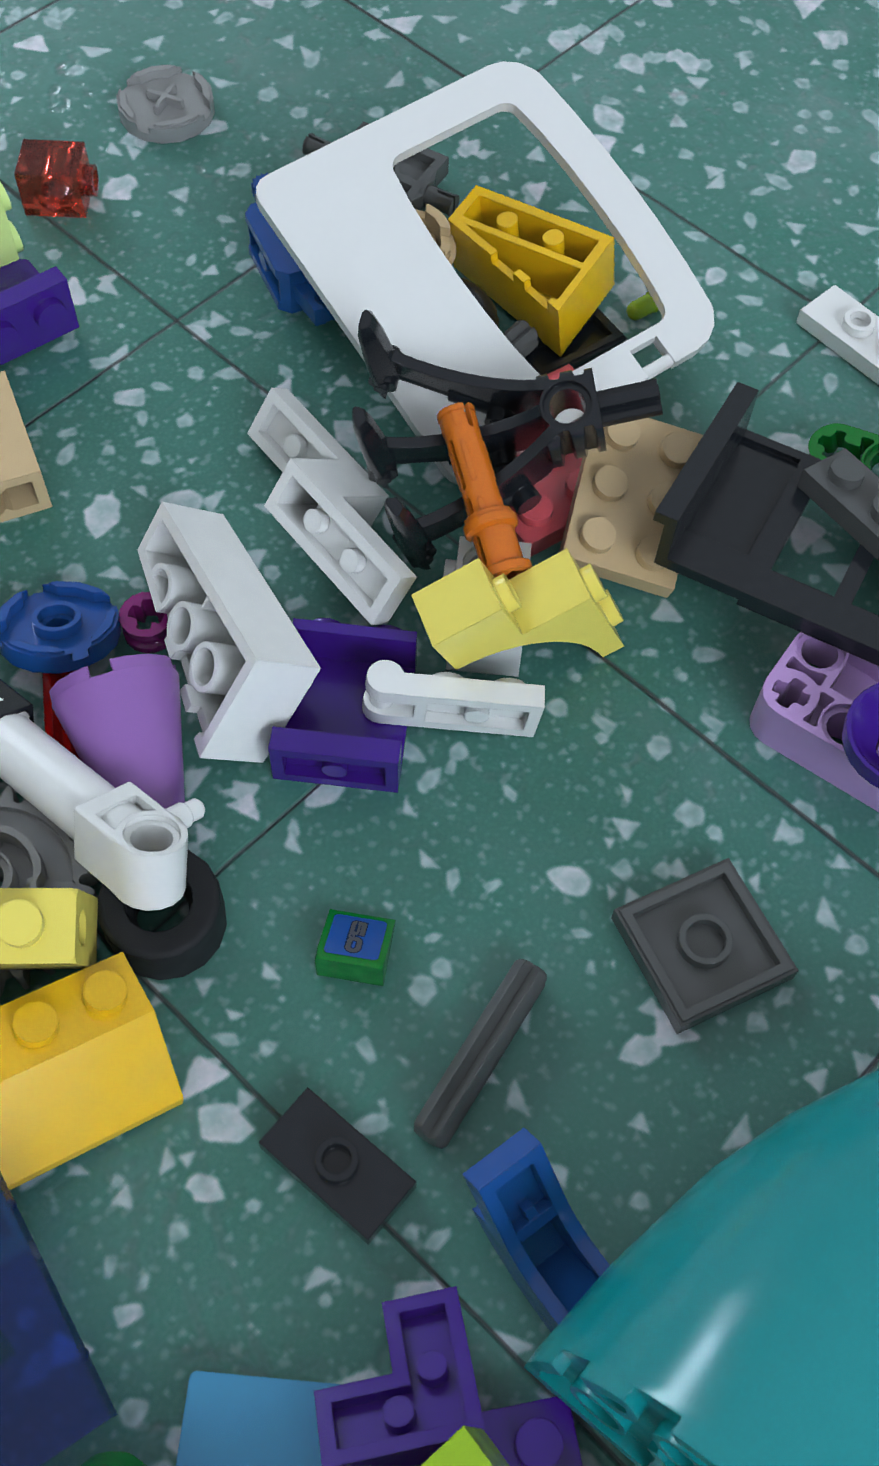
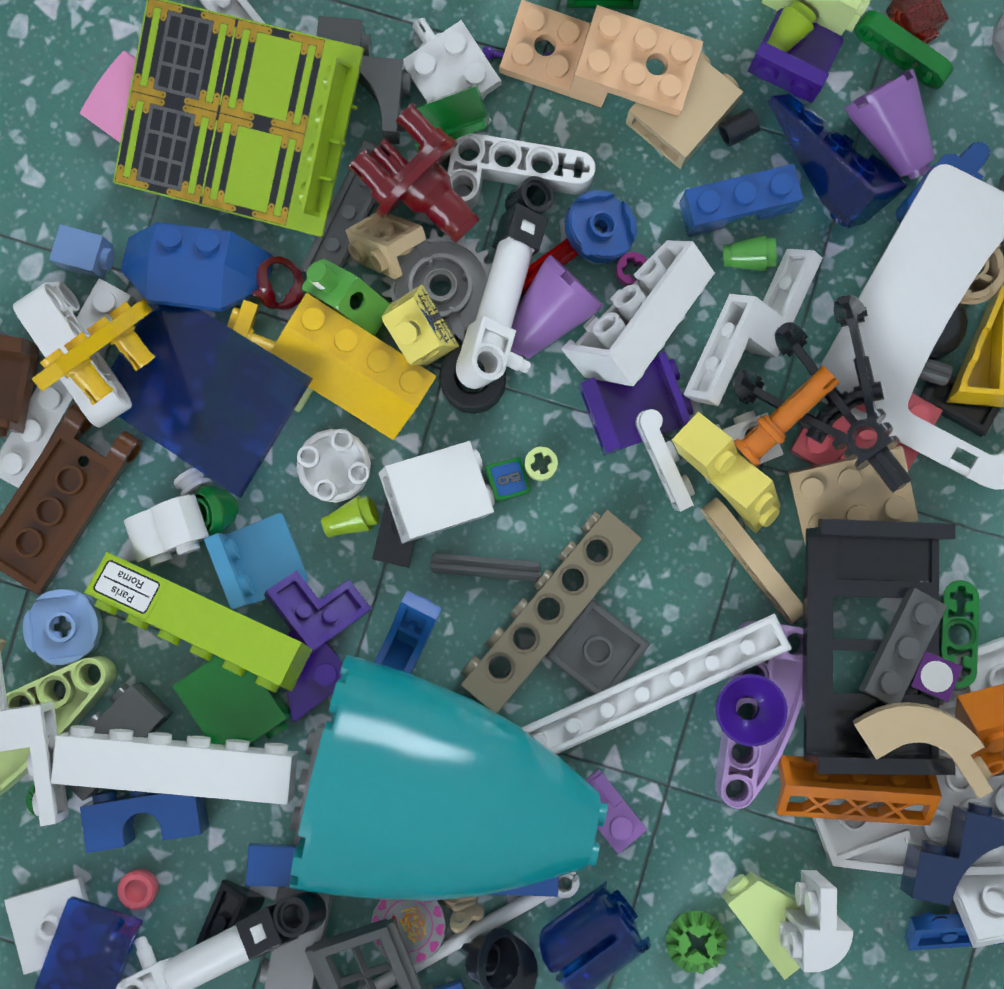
camera: 65 degrees right, 25 degrees up
(48, 410) = (739, 127): none -> black hinge
(67, 199) = (903, 49): none -> green beam
(131, 465) = (759, 194): none -> blue arch
(163, 1226) = (333, 465): none -> white dish
(171, 246) = (896, 124): none -> medium lavender cone
(196, 328) = (842, 177): none -> clear blue wedge
(227, 469) = (752, 253): none -> bright green cone
(274, 1239) = (354, 516): none -> lime cone
(311, 1060) = (437, 491): none -> white brick
(377, 873) = (530, 460): none -> yellowish green bush
(548, 825) = (496, 690): none -> dark tan brick
(664, 660) = (753, 560): none -> tan beam
(807, 876) = (661, 685): none -> white tile

